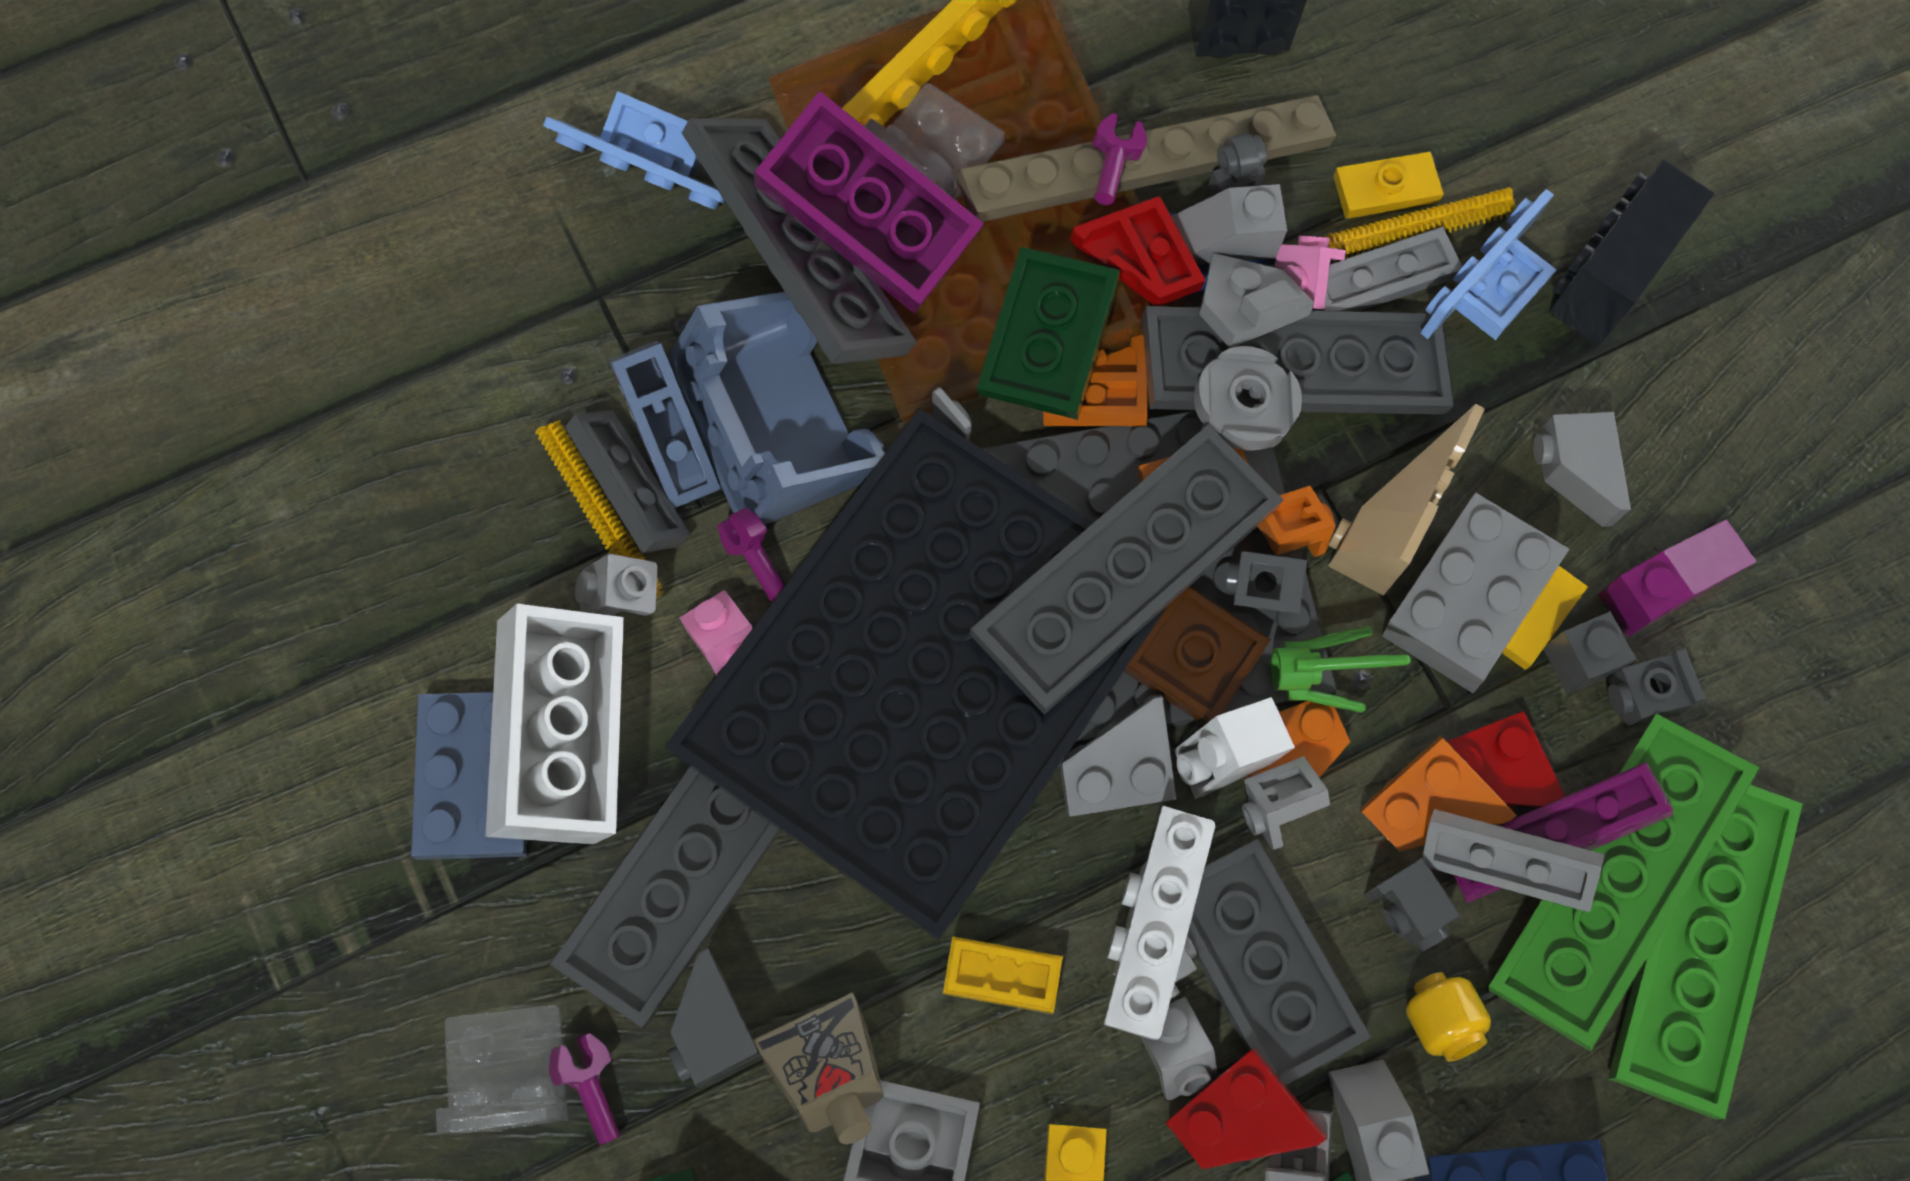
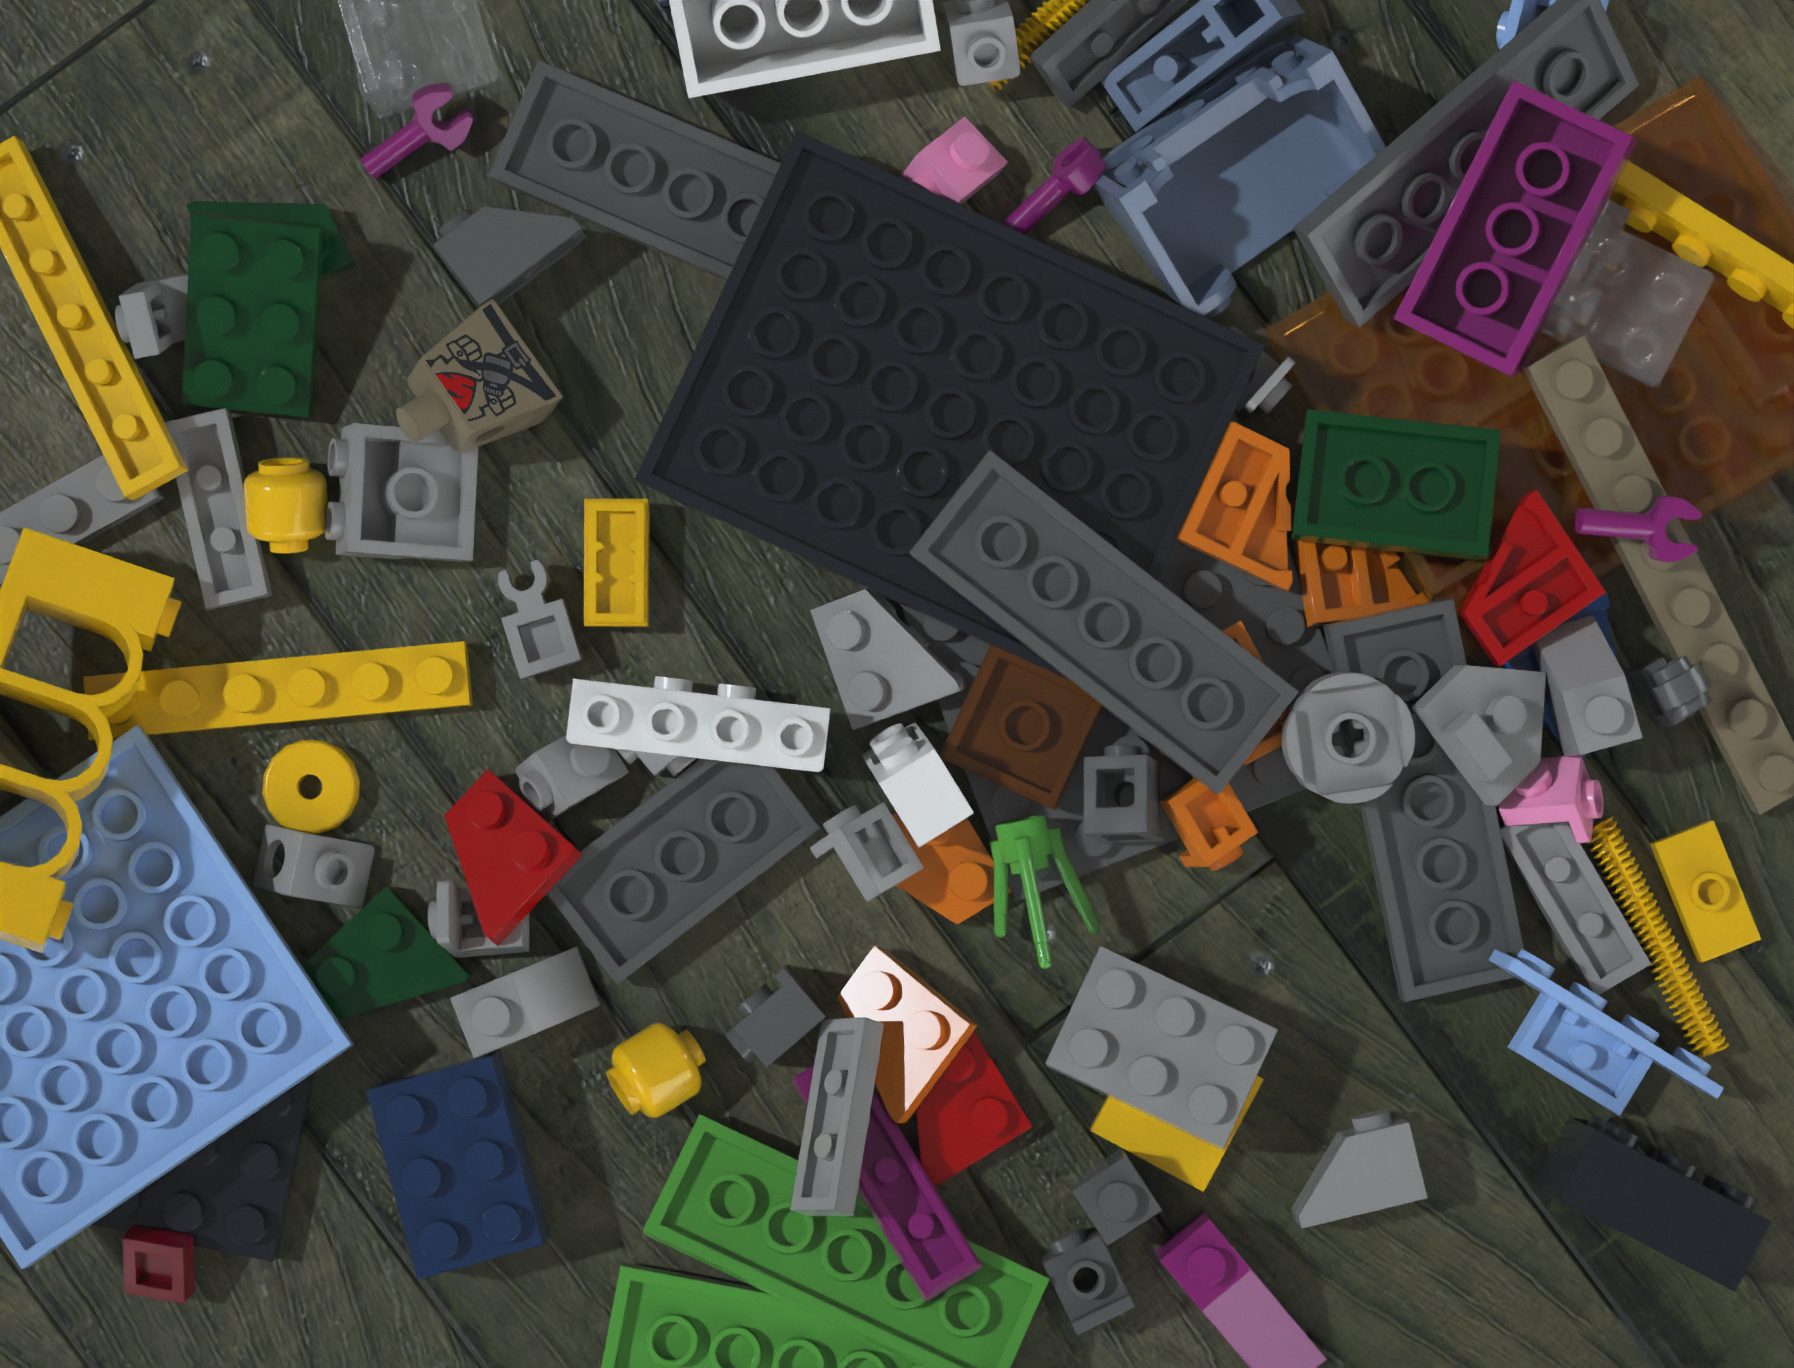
camera: 85 degrees right, 15 degrees up
(1047, 448) = (1244, 507): none -> orange wing
(1053, 1054) = (540, 632): none -> light grey plate
(1394, 521) = (1240, 942): tan wedge -> none

